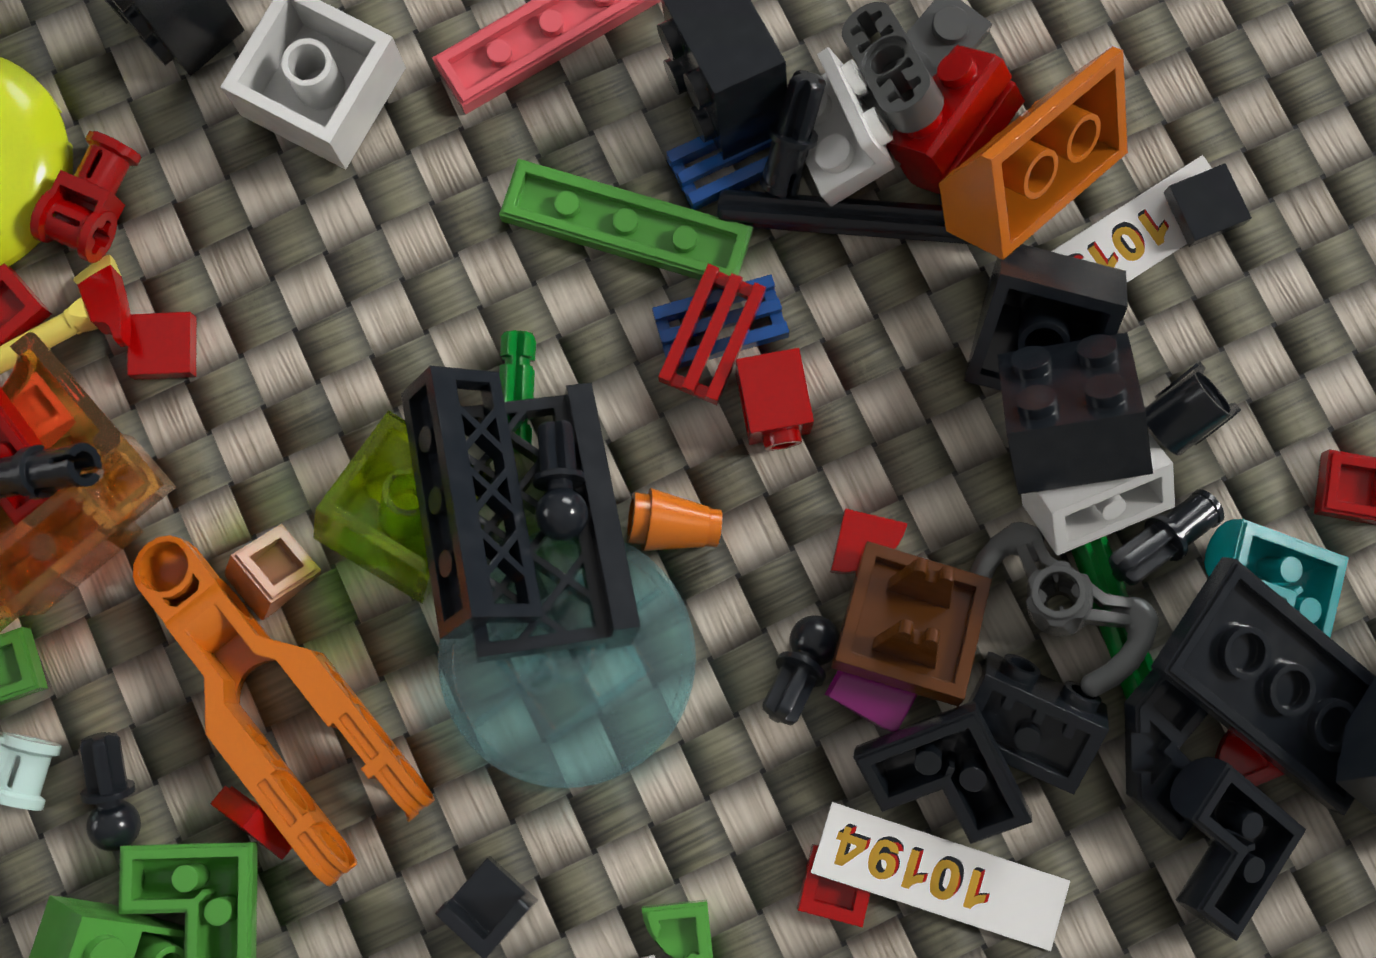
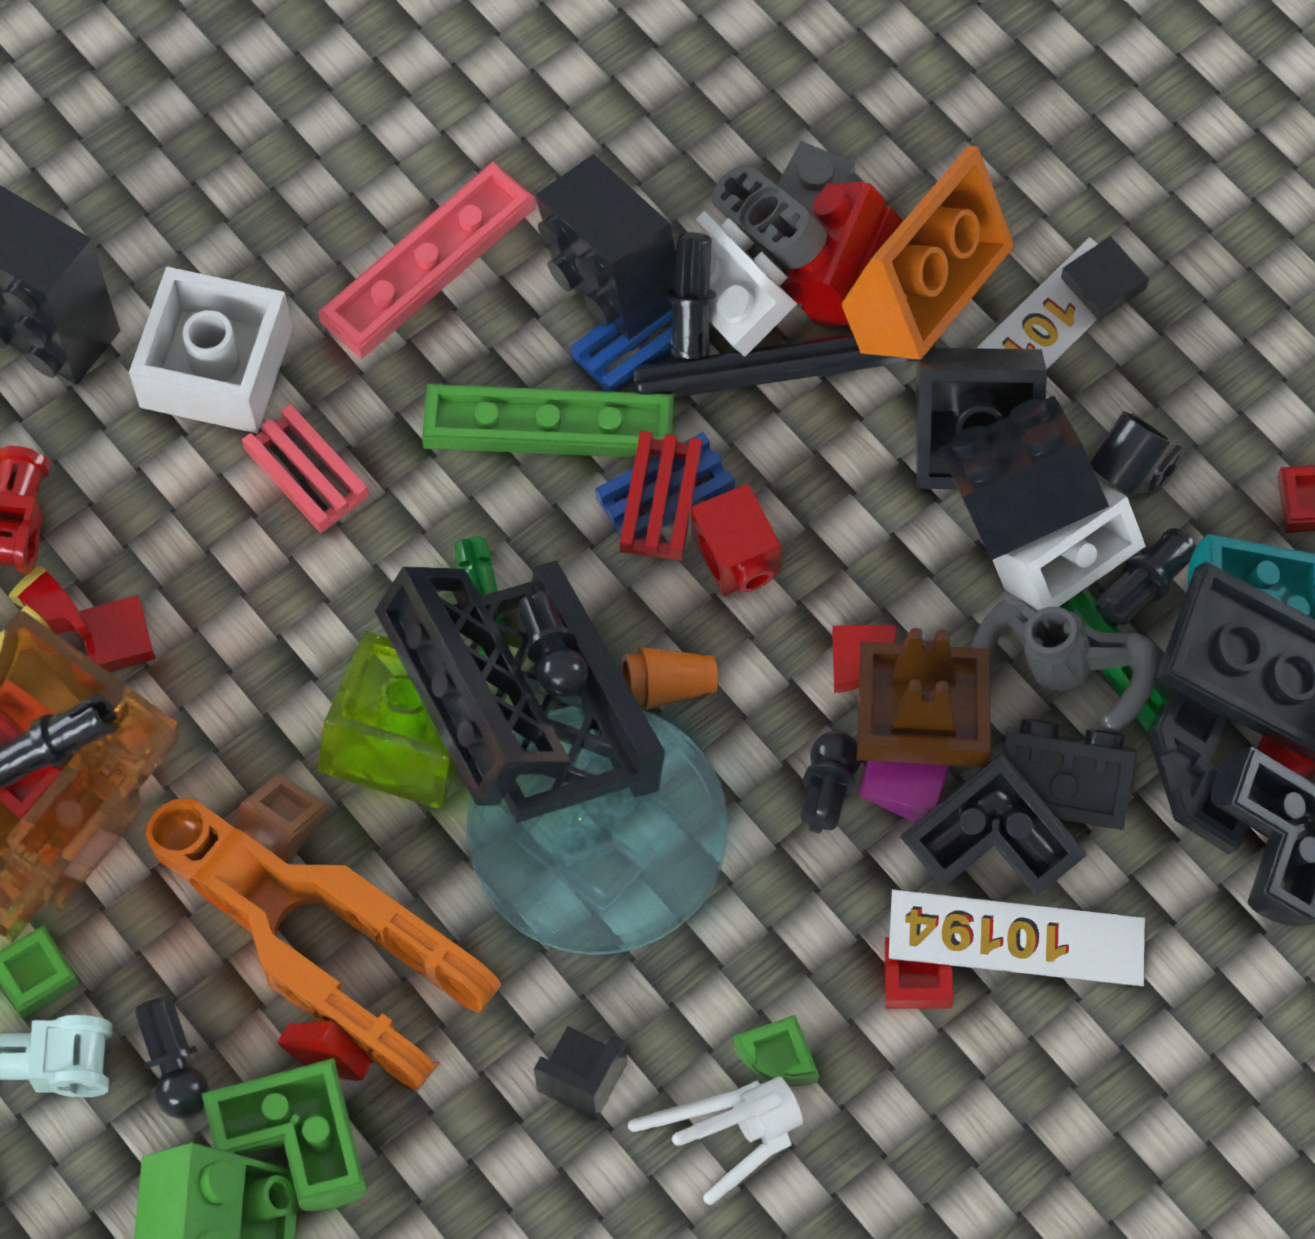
camera: 15 degrees left, 15 degrees down
(360, 173) = (275, 433): none -> coral tile

